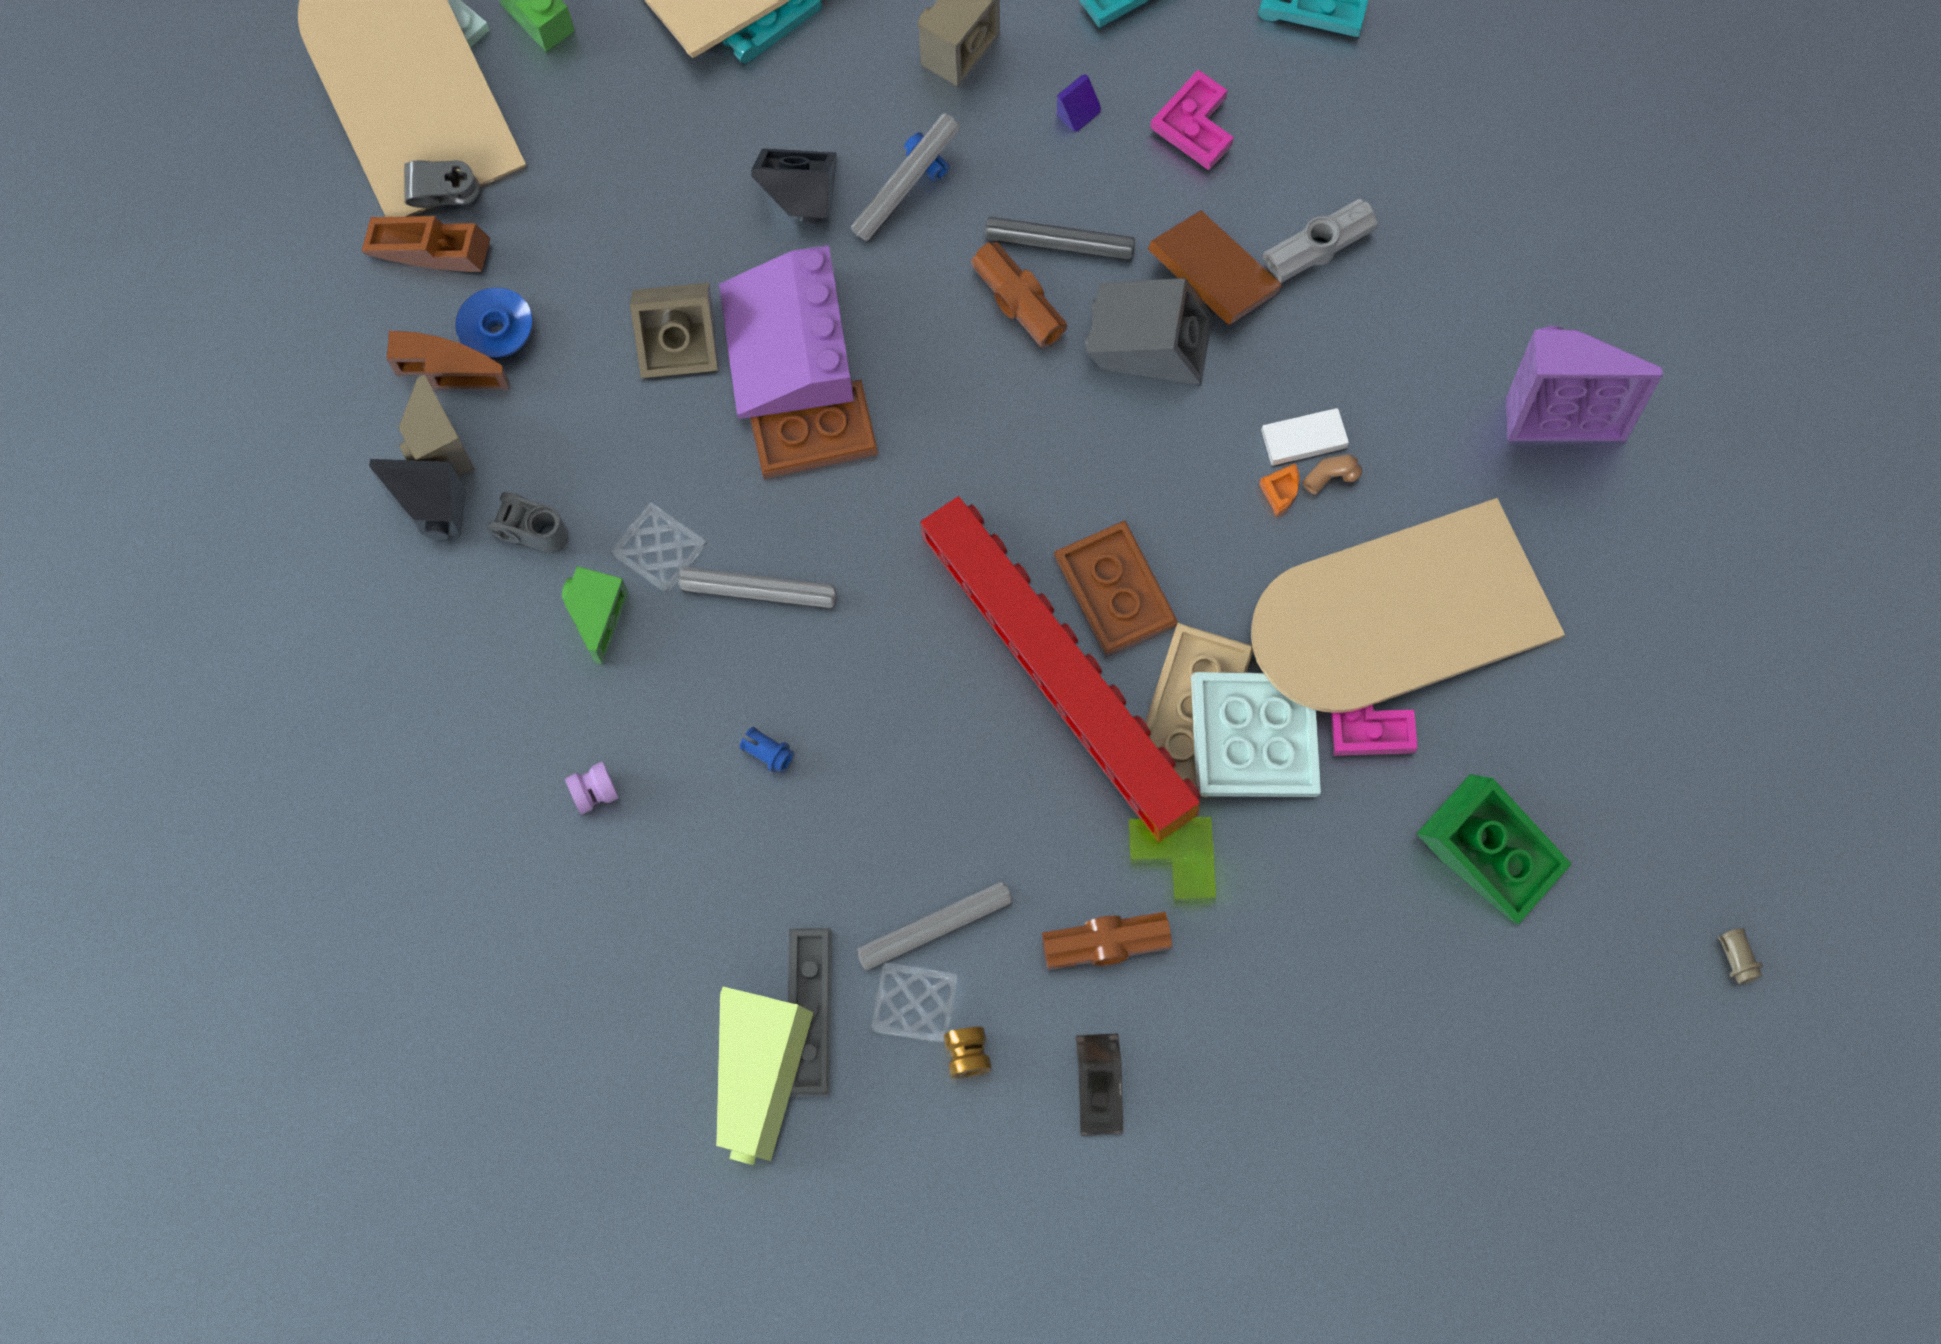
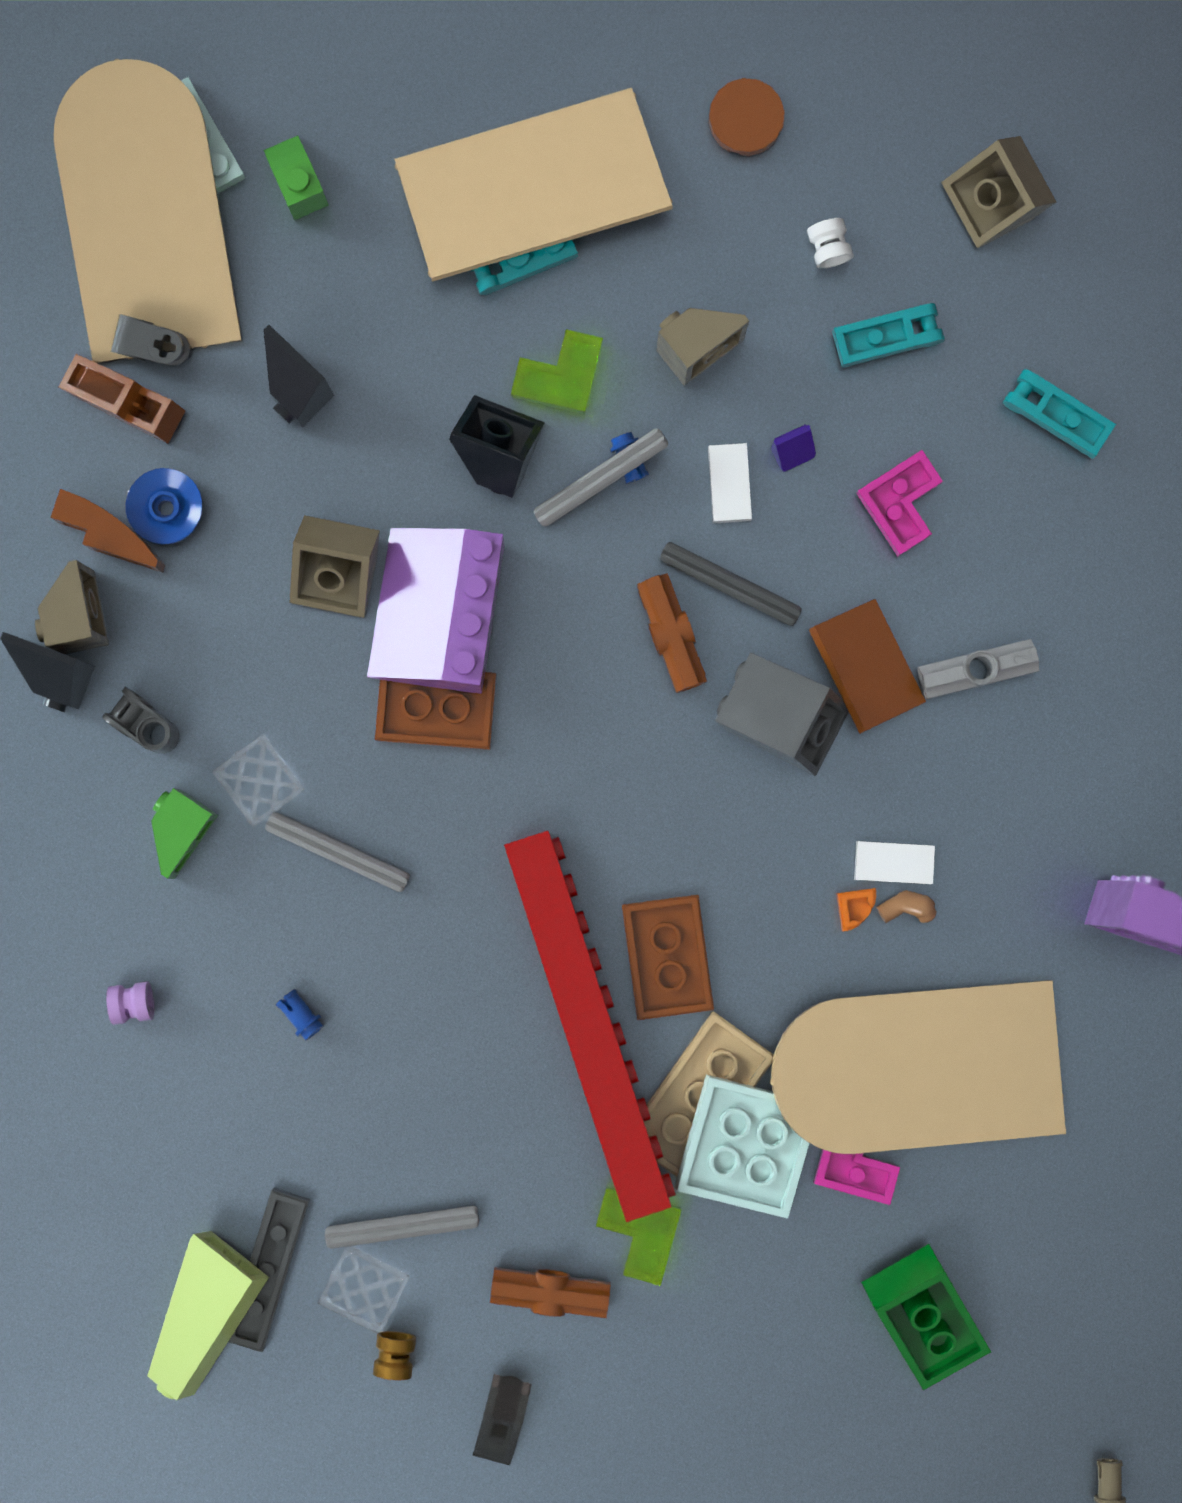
camera: 15 degrees right, 15 degrees up
(590, 173) = (293, 381): none -> black slope
(844, 113) = (562, 385): none -> clear neon green plate
(1029, 153) = (729, 483): none -> white tile

